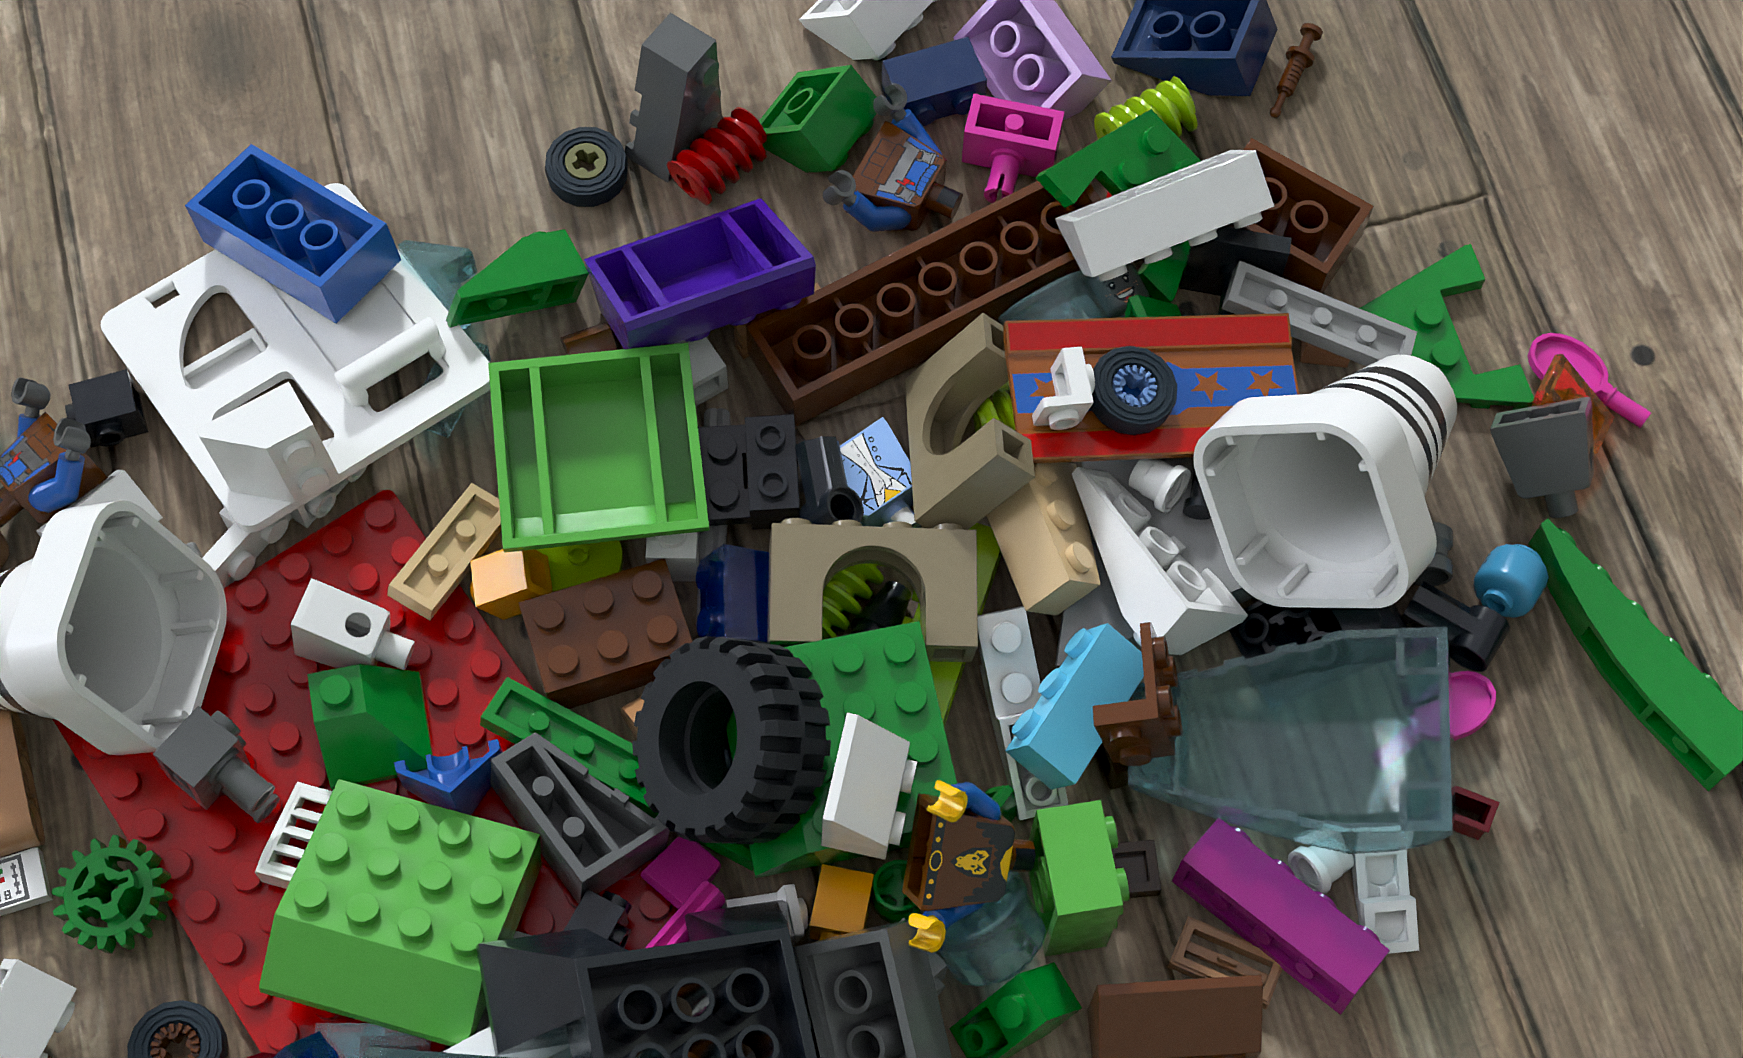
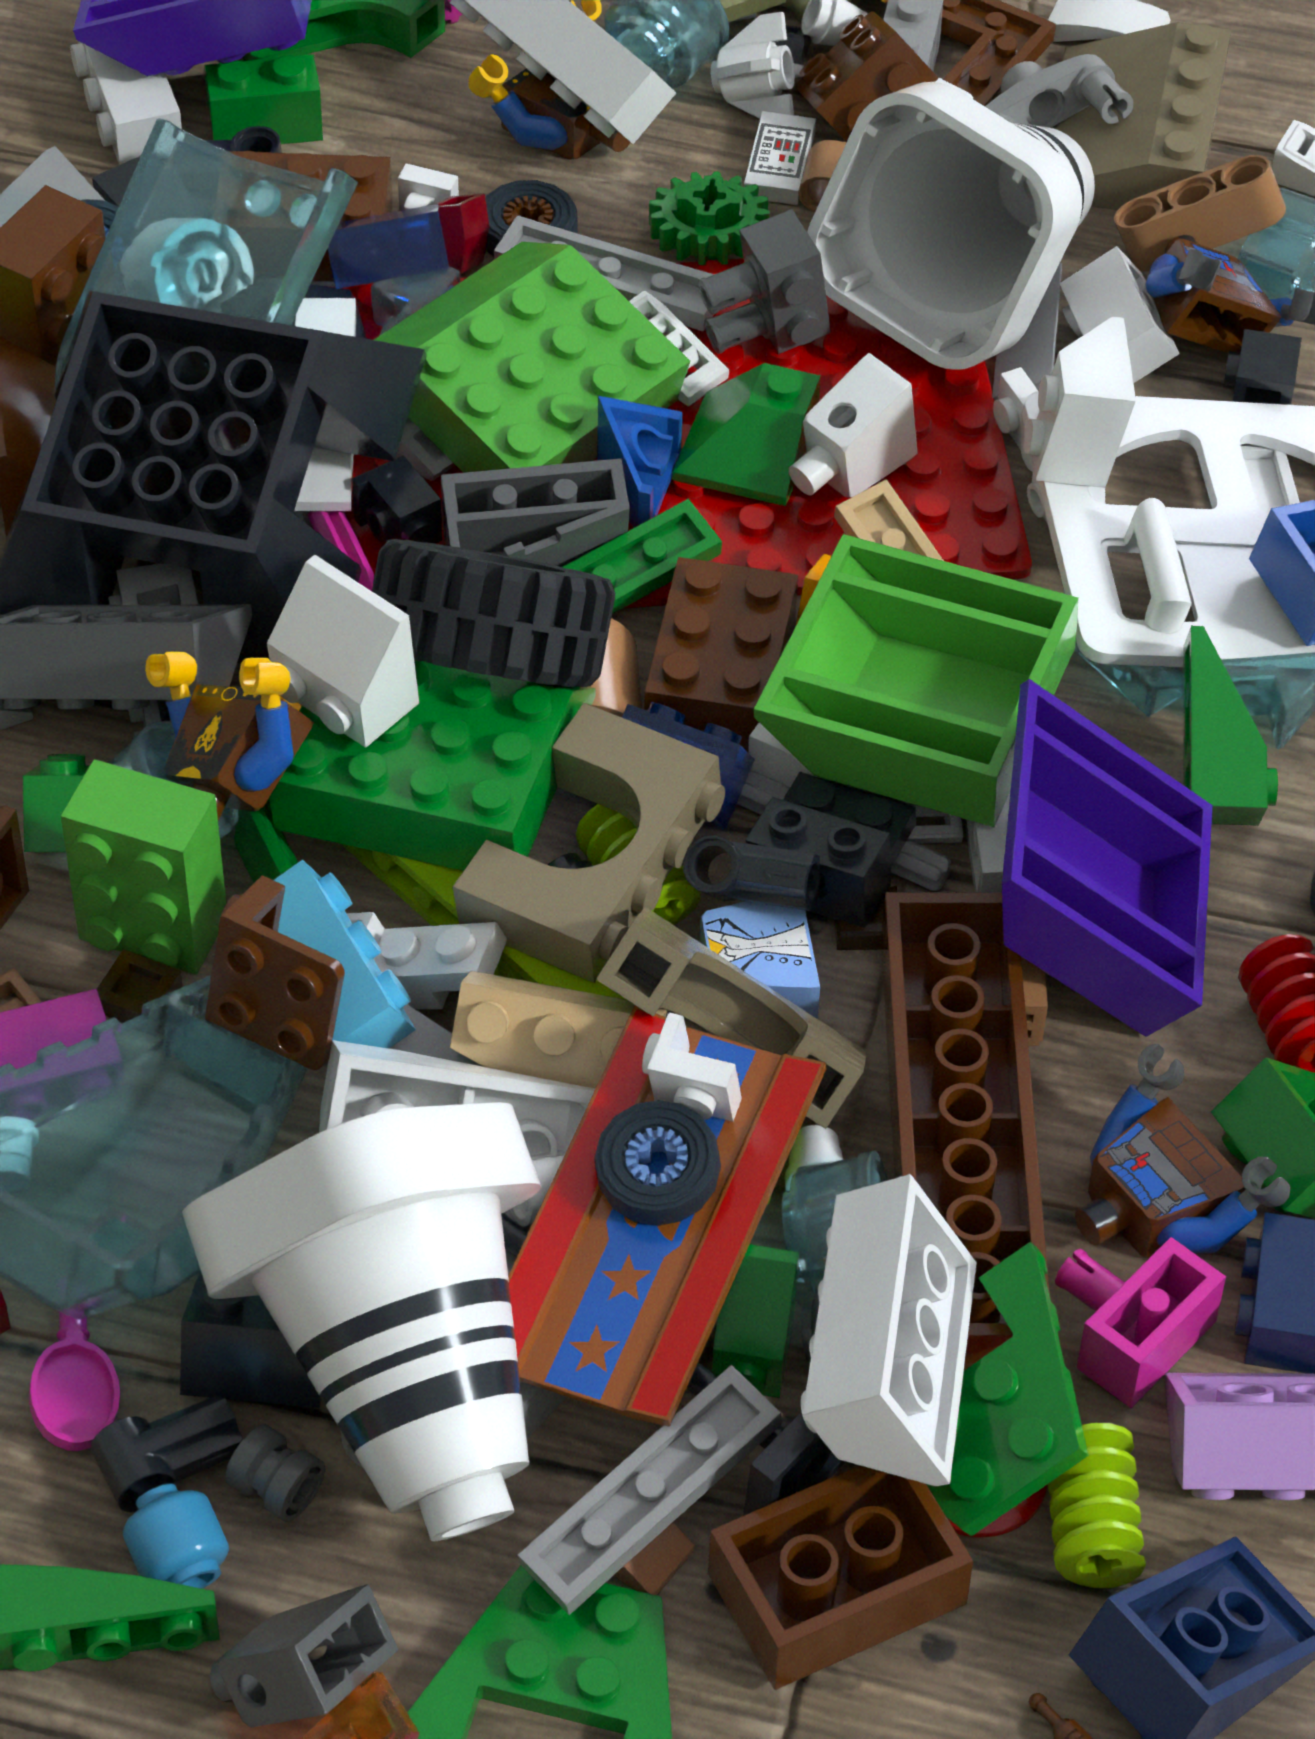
camera: 120 degrees right, 15 degrees down
(231, 929) = (624, 268): none -> light grey plate

